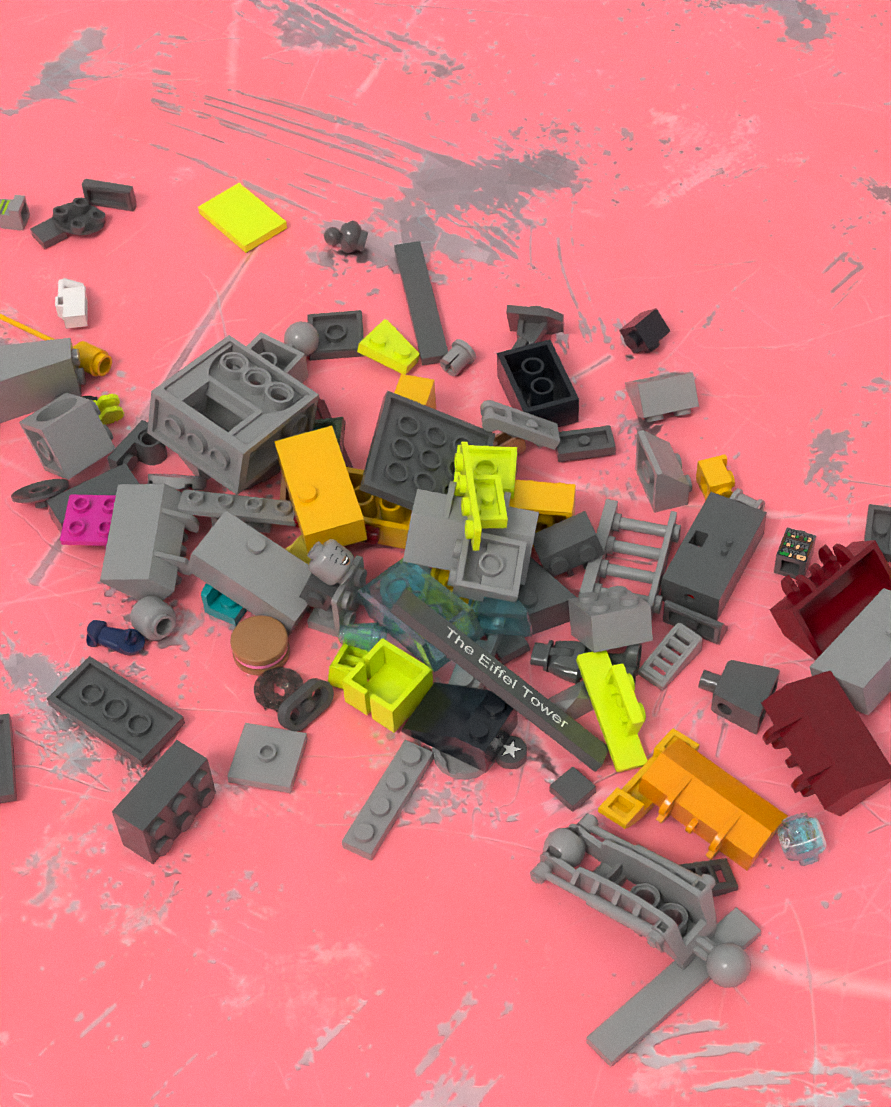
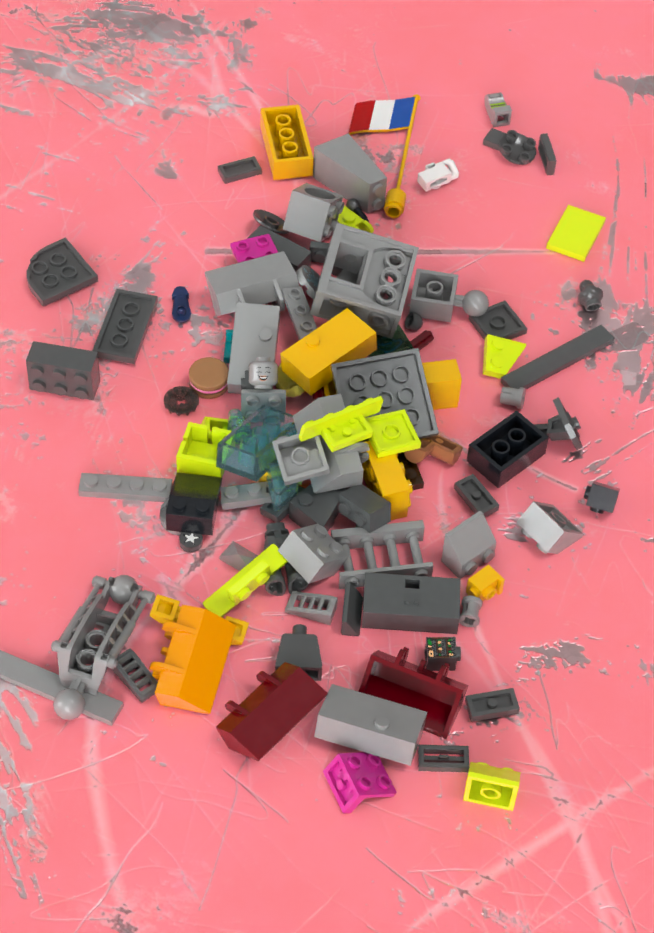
camera: 60 degrees right, 0 degrees up
(153, 618) = (202, 316): light grey head -> none
(267, 758) = (128, 414): light grey plate -> none
(304, 706) = (174, 416): dark grey plate -> none
(500, 679) = (218, 499): dark grey tile -> none
(519, 424) = (456, 445): light grey plate -> none
(572, 789) = (177, 583): dark grey tile -> none
(801, 838) = (190, 723): clear light blue head -> none

